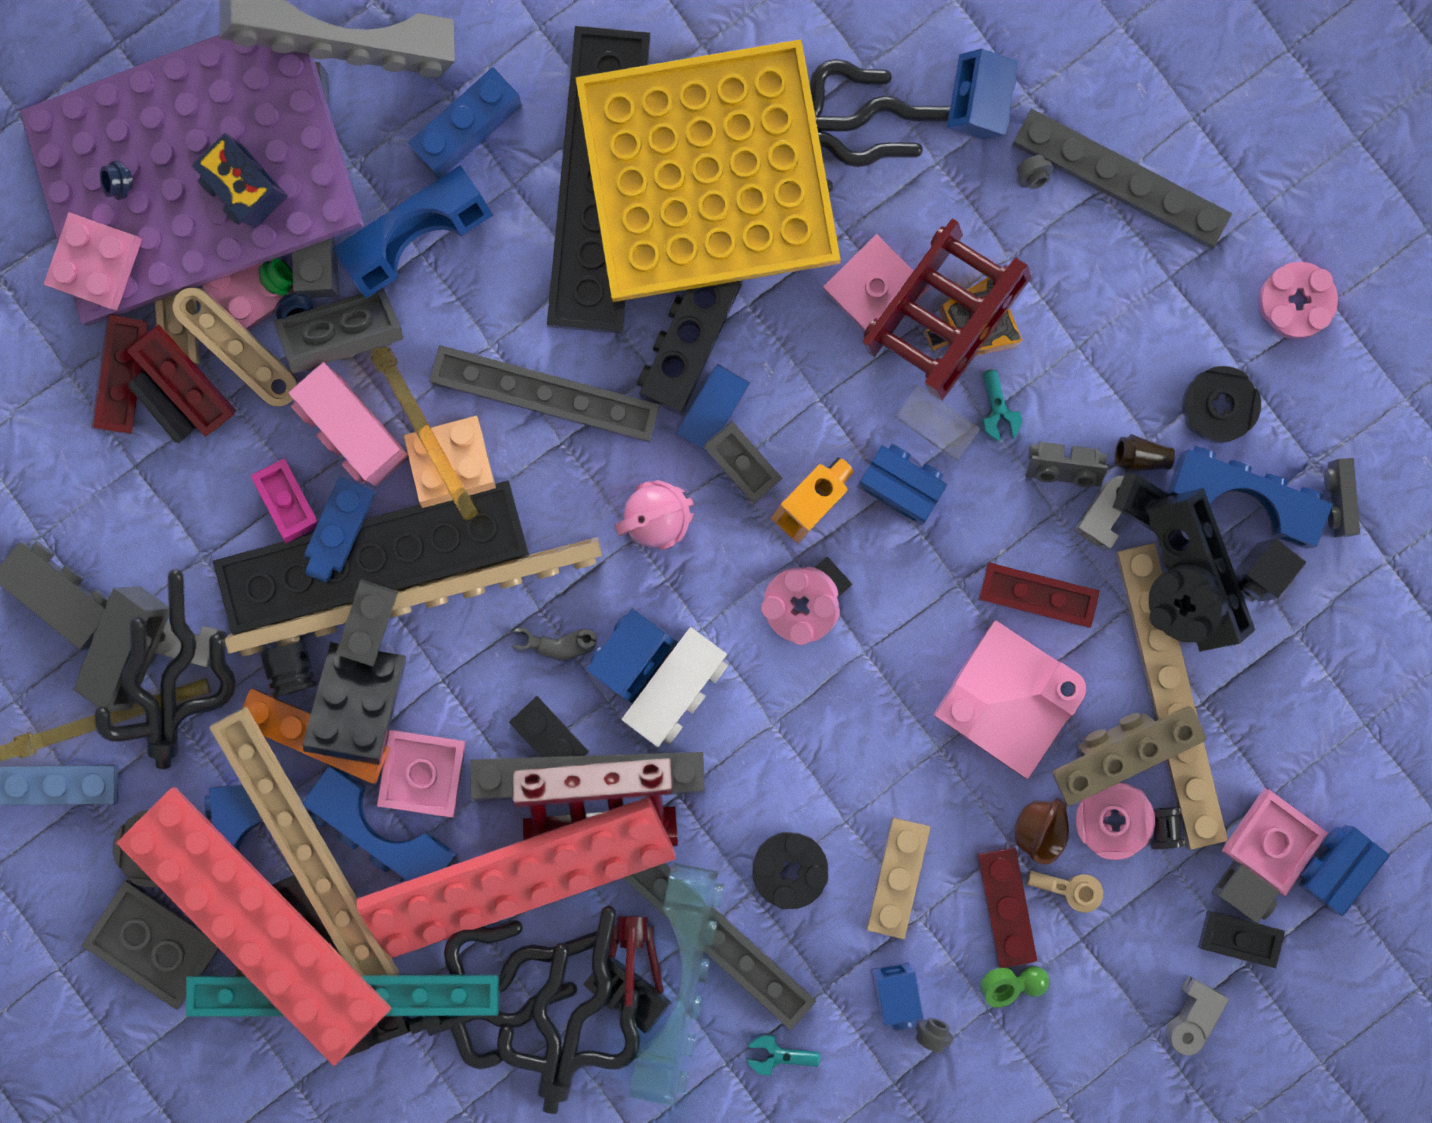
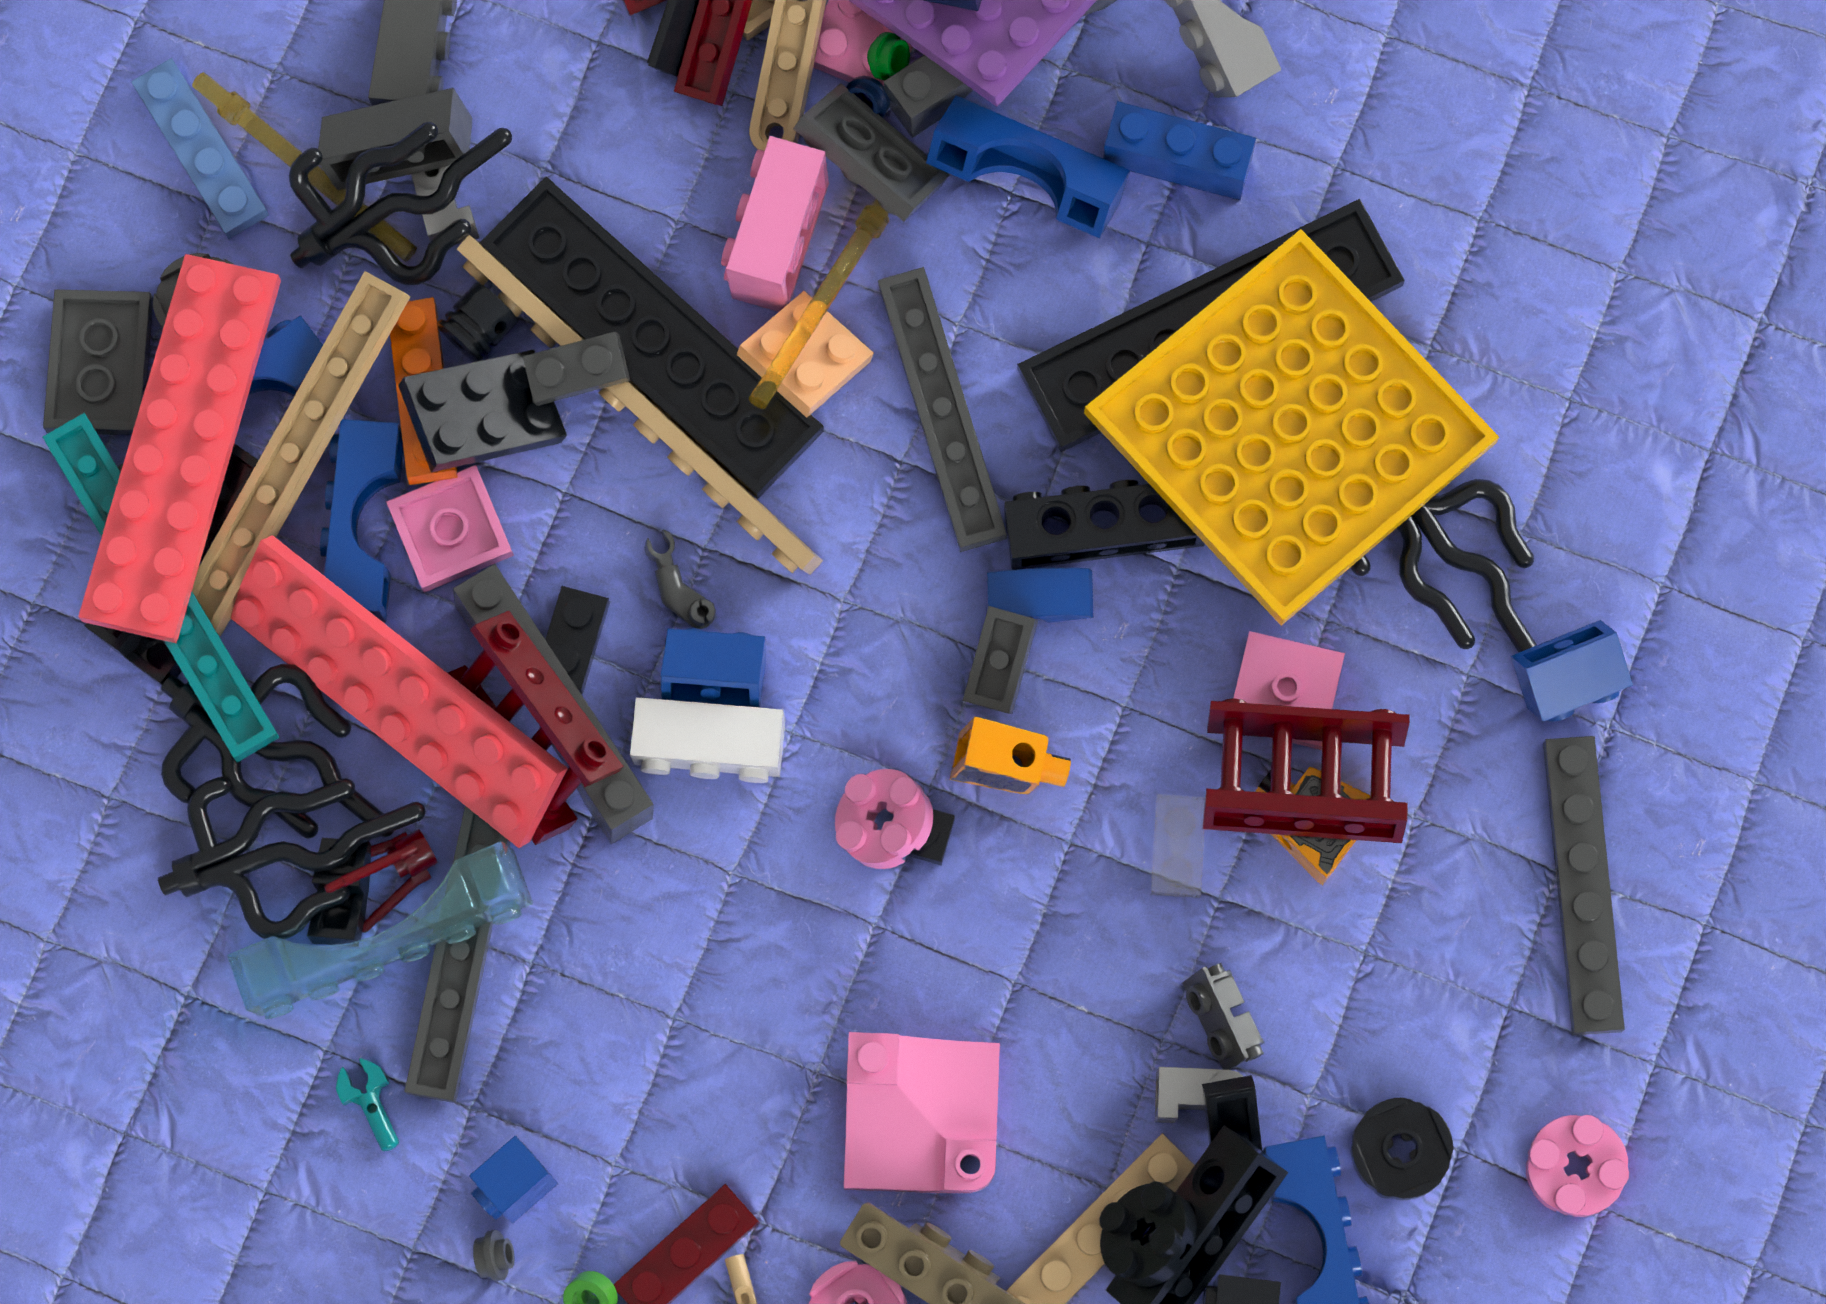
camera: 65 degrees right, 10 degrees down
(285, 500) = (656, 211): dark pink plate -> none
(337, 529) = (659, 280): blue hinge -> none
(656, 515) = (882, 602): bright pink helmet -> none
(794, 848) = (572, 960): black plate -> none
(898, 878) = (645, 1112): tan plate -> none
(903, 484) = (1085, 848): blue brick -> none
(998, 408) = (1239, 905): teal bar -> none
(1034, 172) = (1525, 782): dark grey plate -> none
(1039, 595) = (1057, 1074): dark red plate -> none
(1042, 830) = (796, 1238): reddish brown helmet -> none
(1140, 454) = (1288, 1095): dark brown cone -> none

